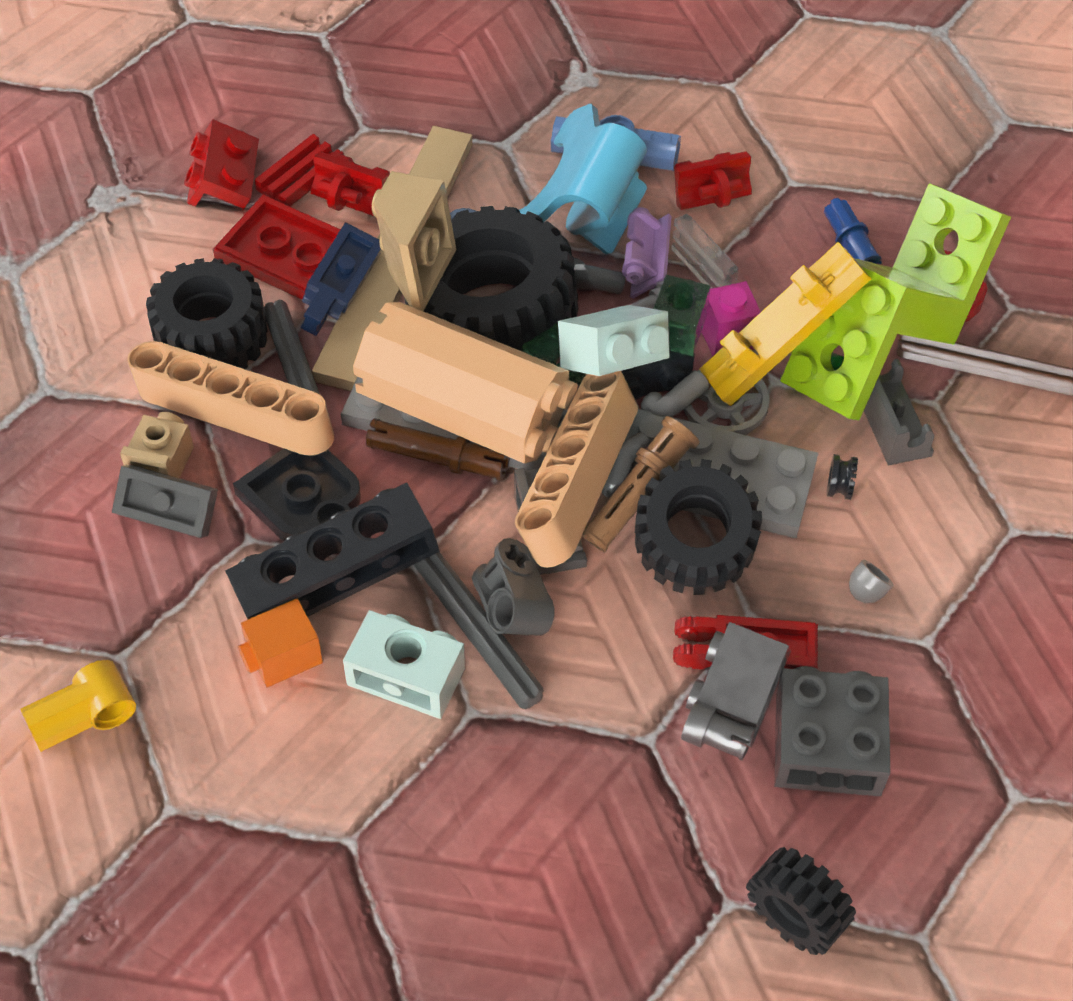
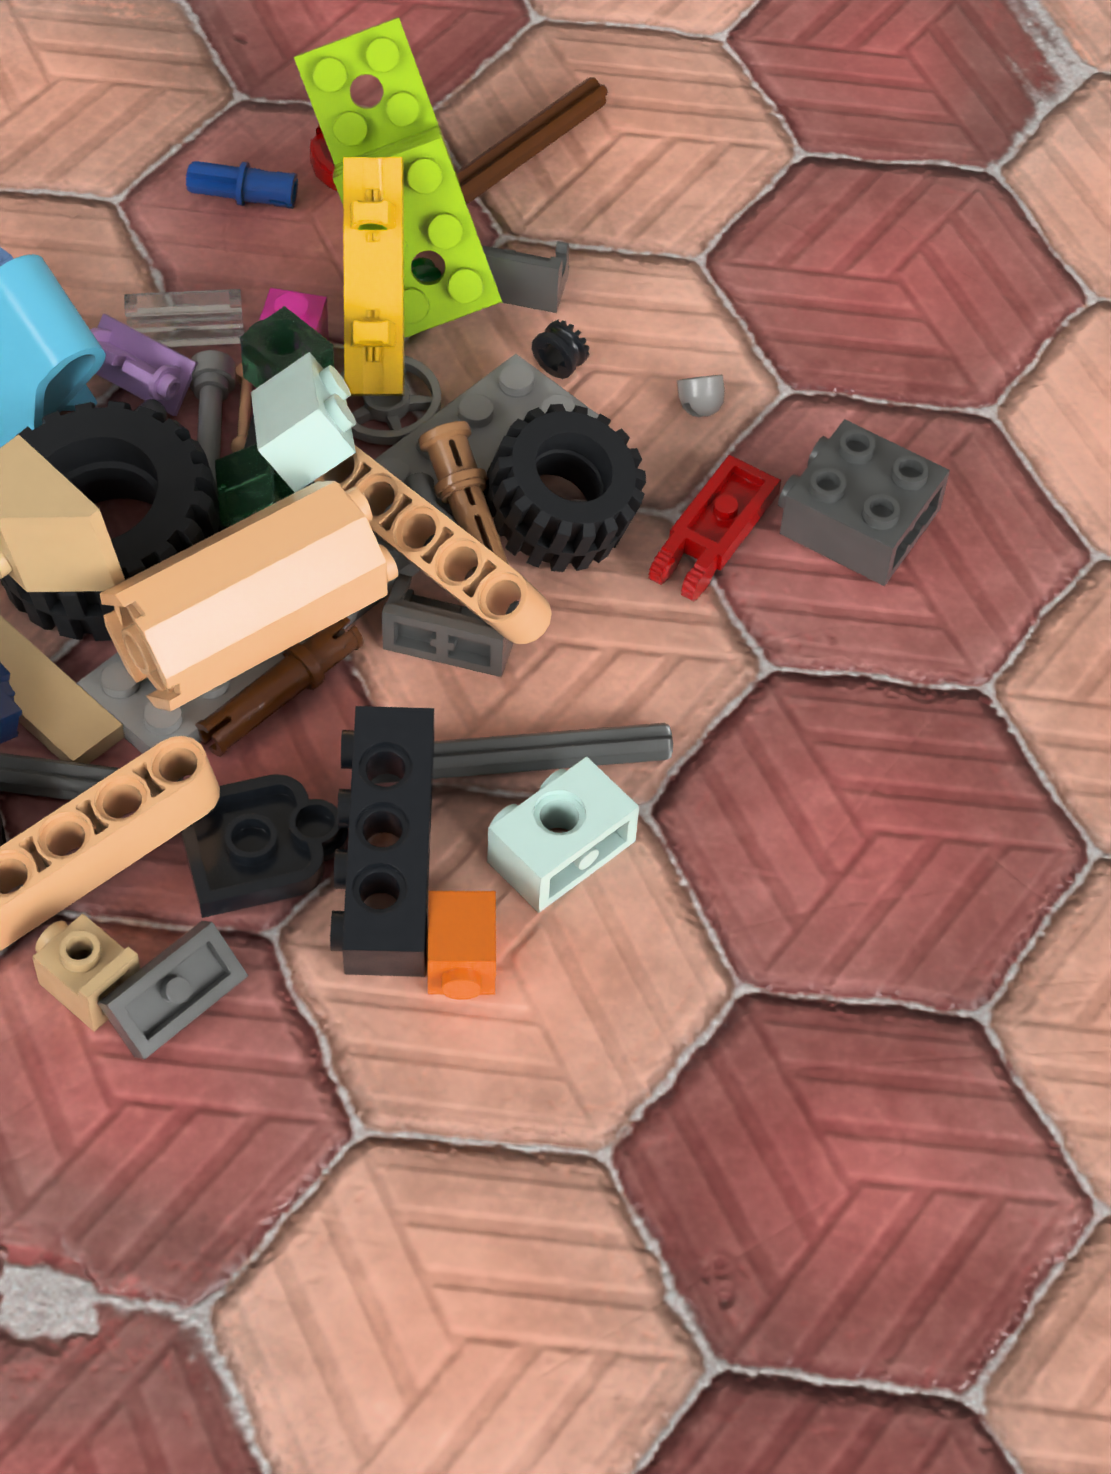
camera: 65 degrees left, 0 degrees up
(92, 700) = (423, 1179): yellow piece -> none
(514, 591) = (527, 689): dark grey piece -> none
(677, 398) = (368, 427): light grey arm -> none
(712, 180) = (79, 251): red hips -> none
(735, 690) = (778, 549): flat silver hinge -> none
(801, 900) = (1039, 611): black tyre -> none

